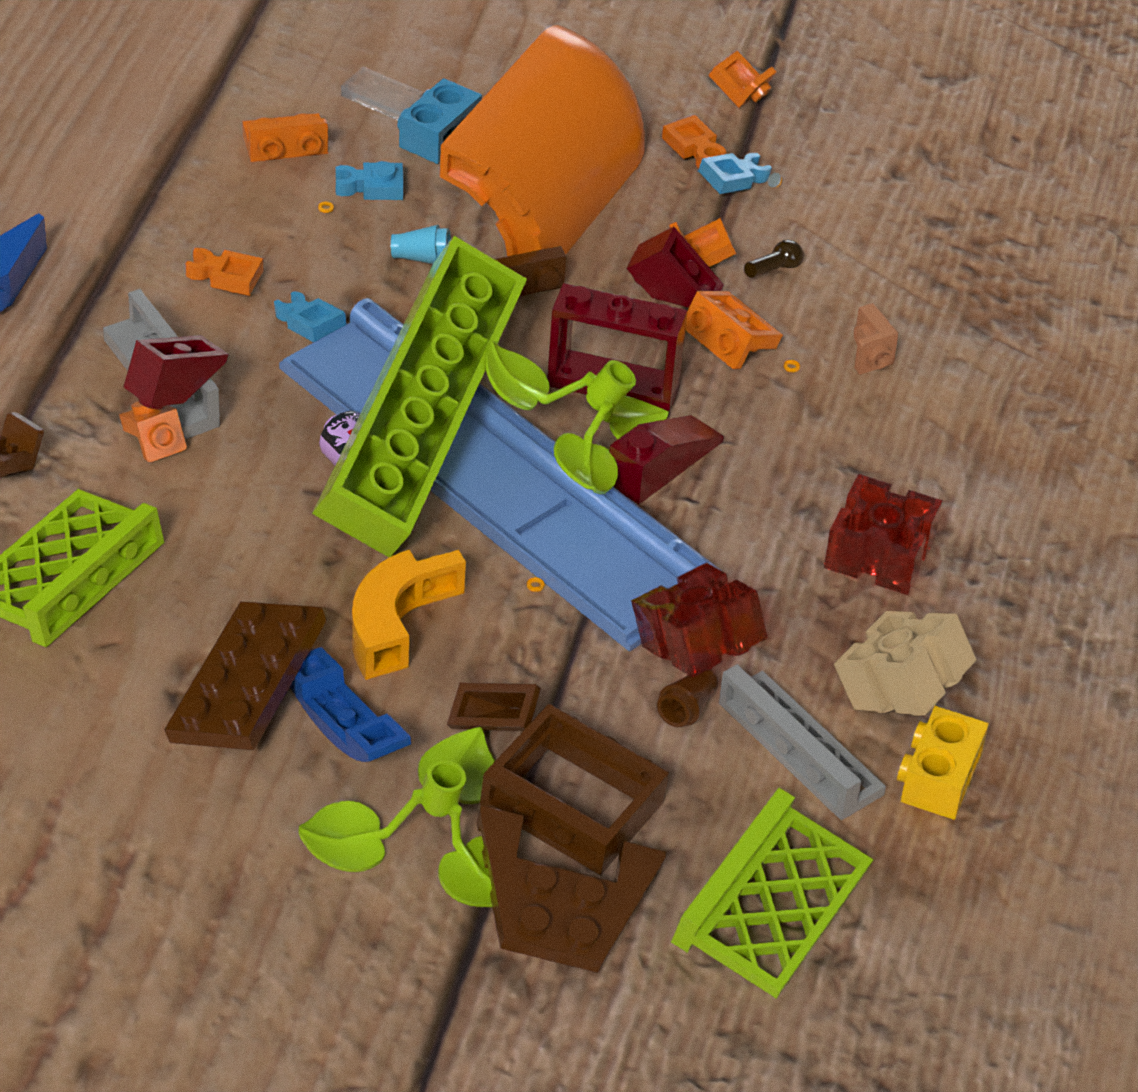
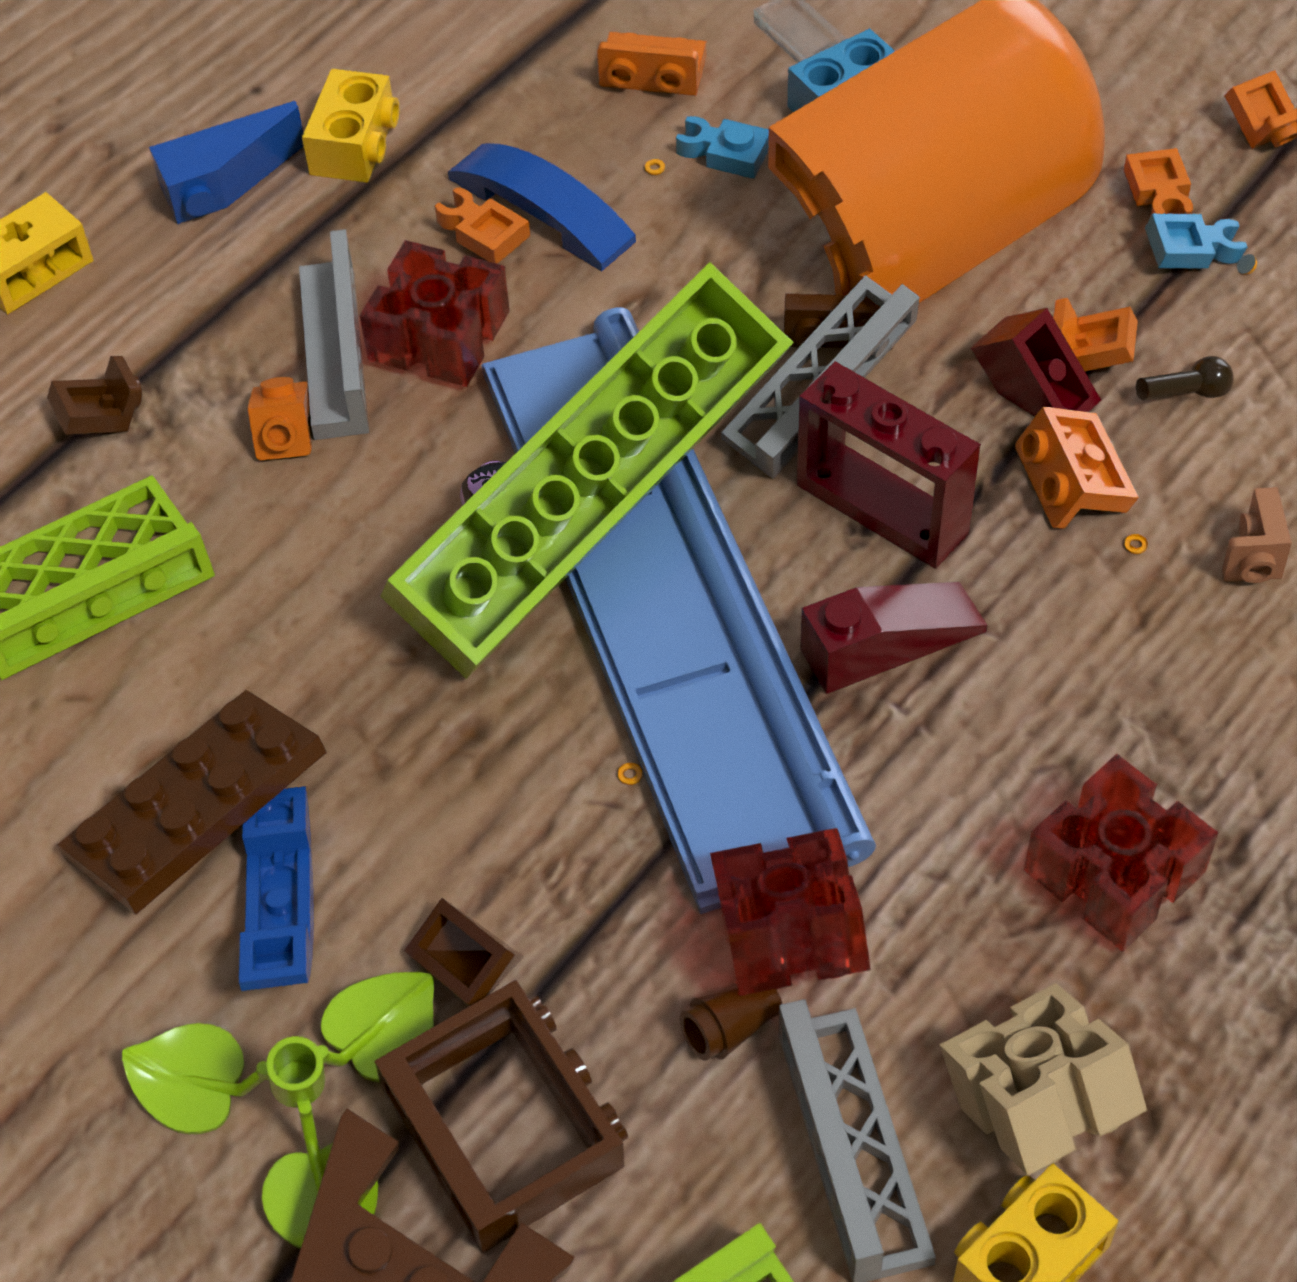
camera: 30 degrees right, 10 degrees up
(84, 224) = (350, 125): none -> yellow brick
(171, 369) = (310, 350): dark red slope -> none
(241, 325) = (435, 313): none -> clear red brick
(261, 236) = (549, 194): none -> blue slope
(311, 318) = (546, 316): dark azure plate -> none
(388, 594) = (414, 744): light orange arch -> none
(421, 244) = (737, 249): medium azure cone -> none
(564, 273) = (861, 354): none -> light grey fence
(586, 463) = (749, 622): lime plant -> none

